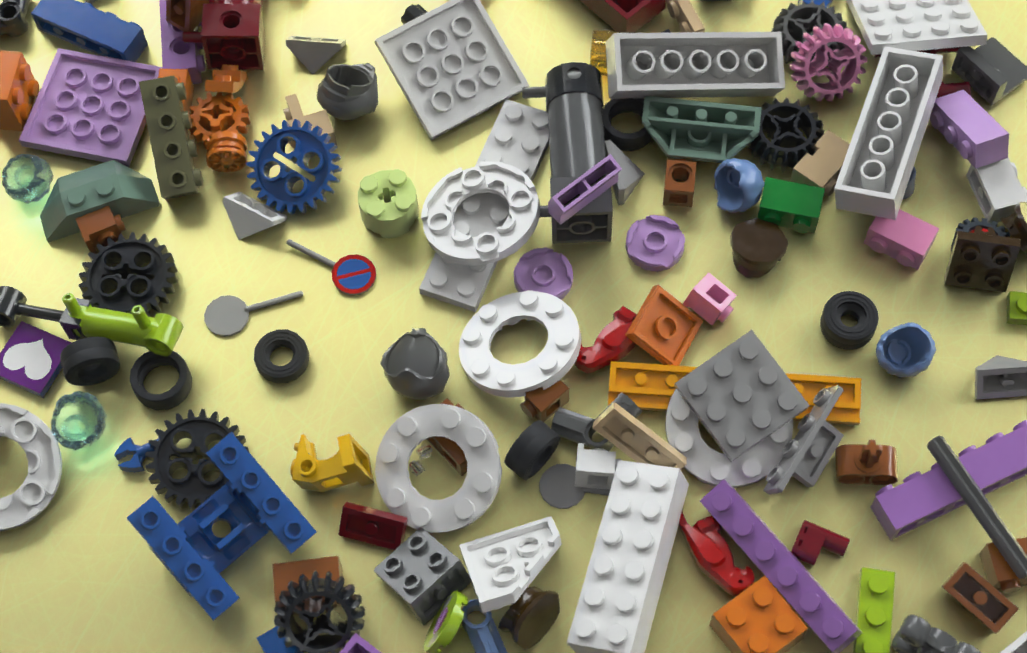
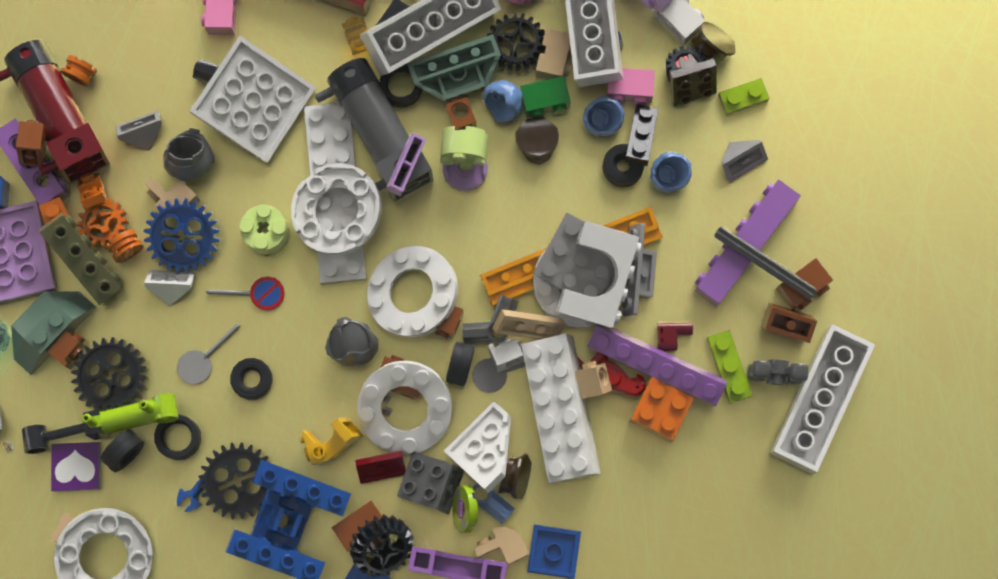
camera: 30 degrees left, 15 degrees up
(78, 420) = (139, 496): clear light blue hair -> none
(544, 272) = (400, 229): lavender tile -> none
(609, 345) = (475, 254): red animal -> none
(627, 177) = (415, 124): light grey slope -> none
(664, 209) = (463, 147): none -> yellowish green brick
(664, 327) = (503, 232): orange tile -> none
(687, 543) = (593, 380): none -> tan brick
(711, 300) = (524, 196): bright pink brick -> none
(741, 459) = (621, 250): none -> white arch
(851, 253) = (603, 116): none -> medium blue hair
(866, 464) = (680, 264): dark orange beam -> none
(888, 293) = (641, 135): none -> plate

